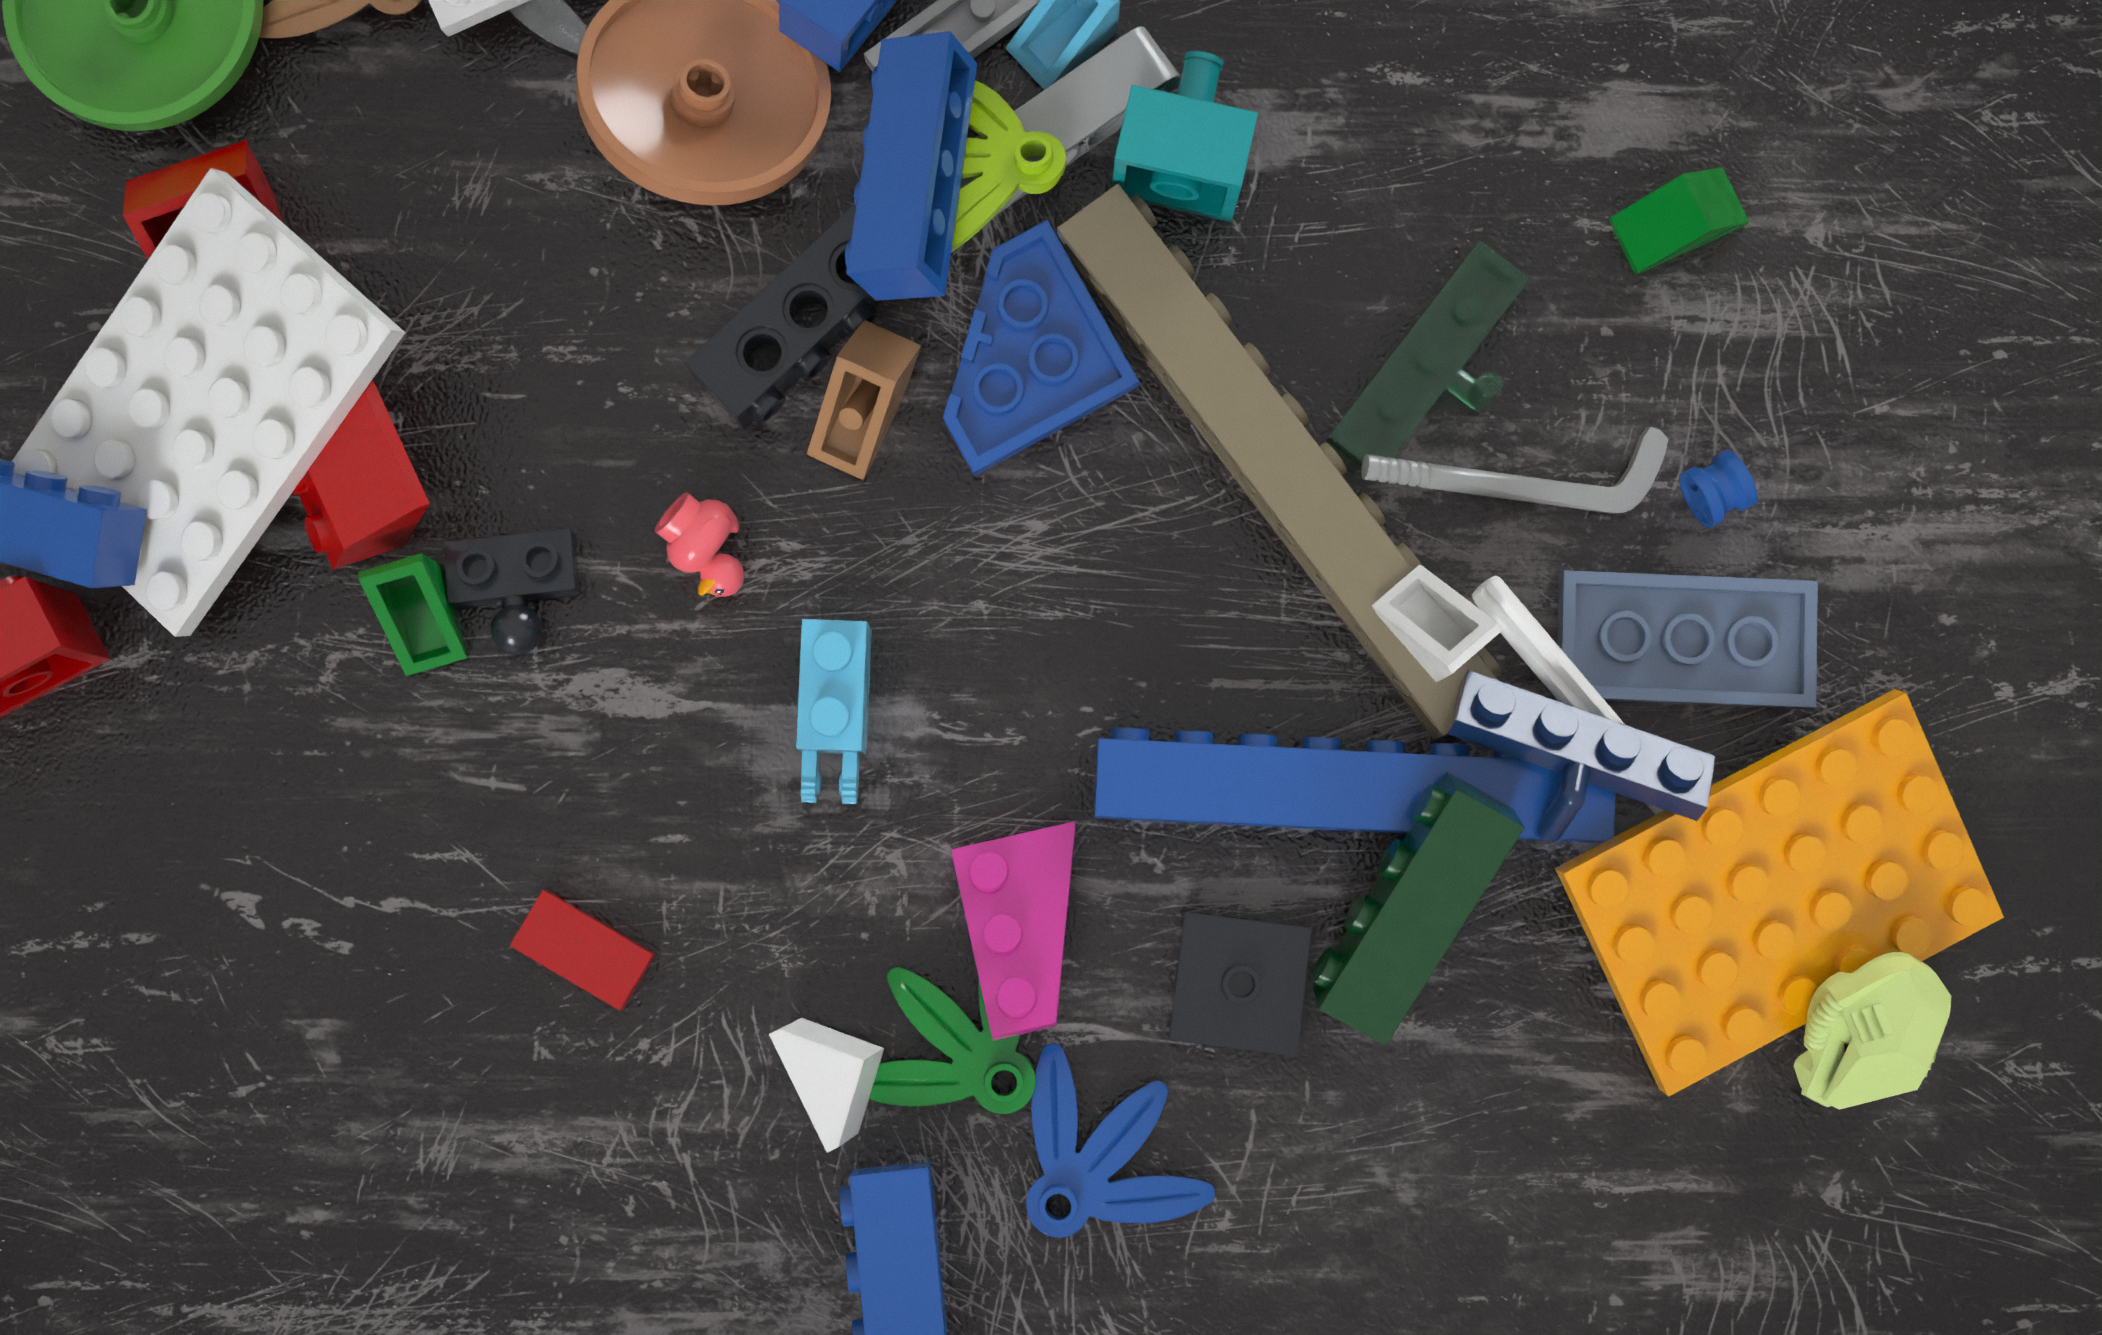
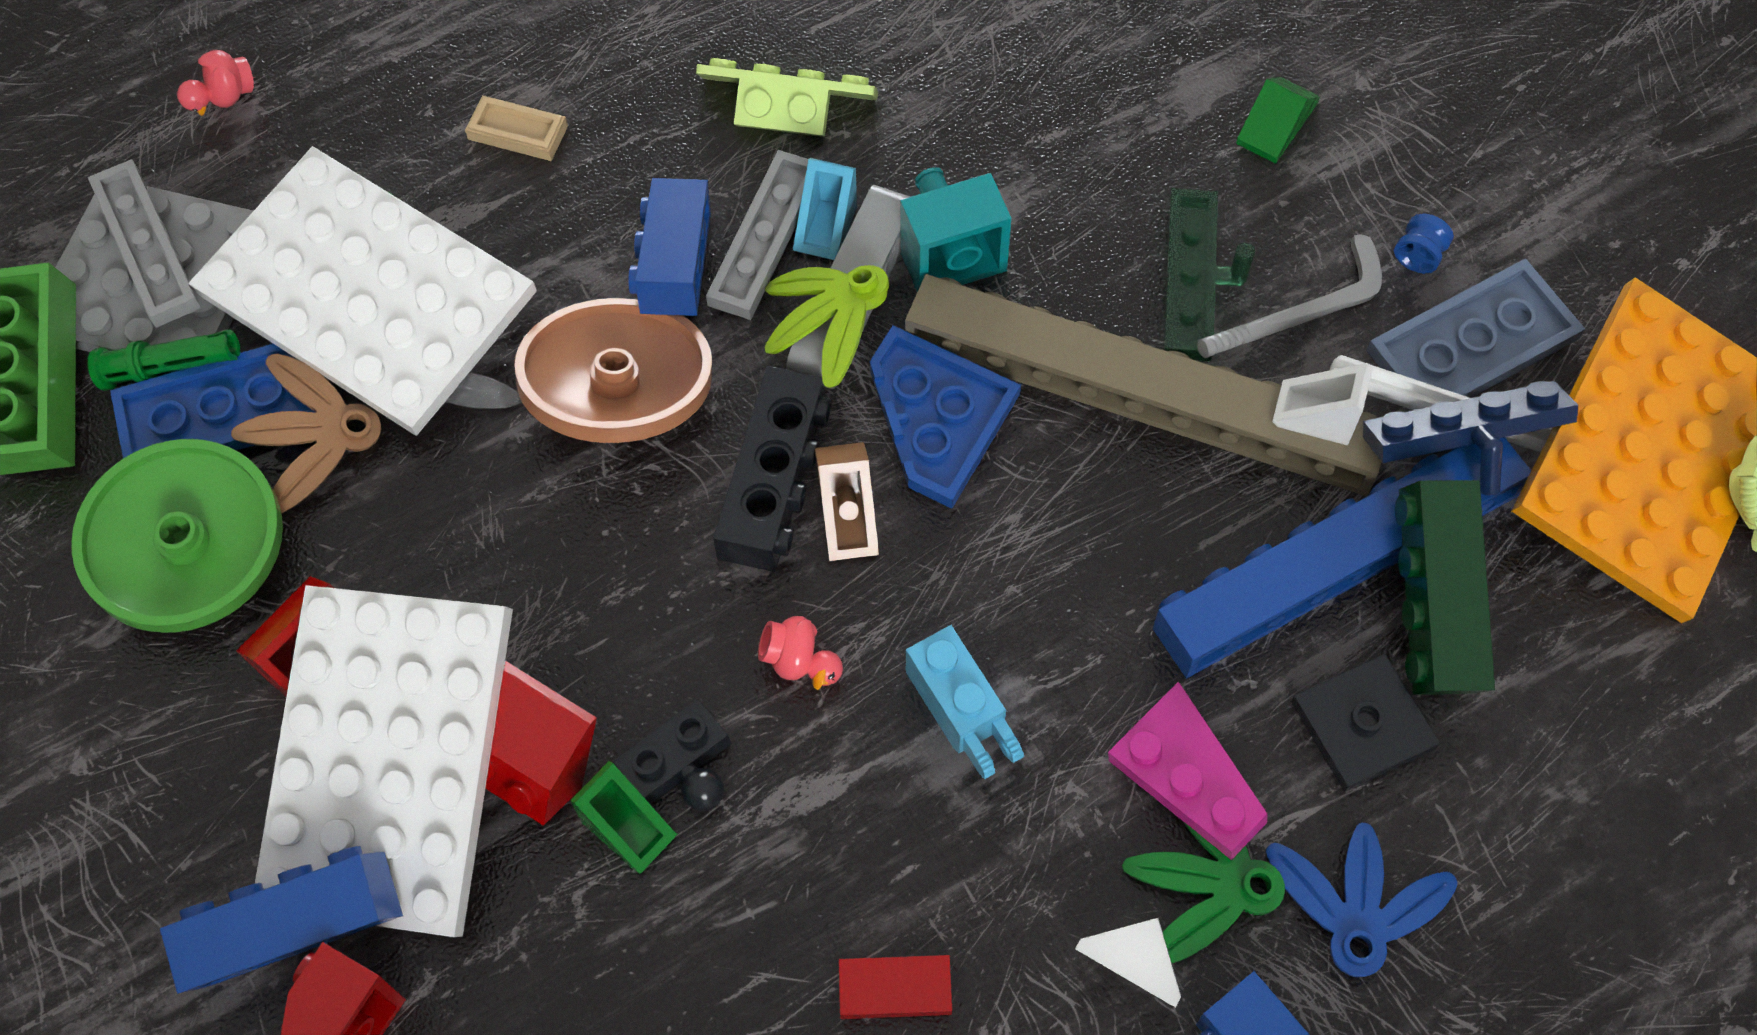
camera: 25 degrees left, 20 degrees down
(911, 167) = (790, 329): blue brick -> none

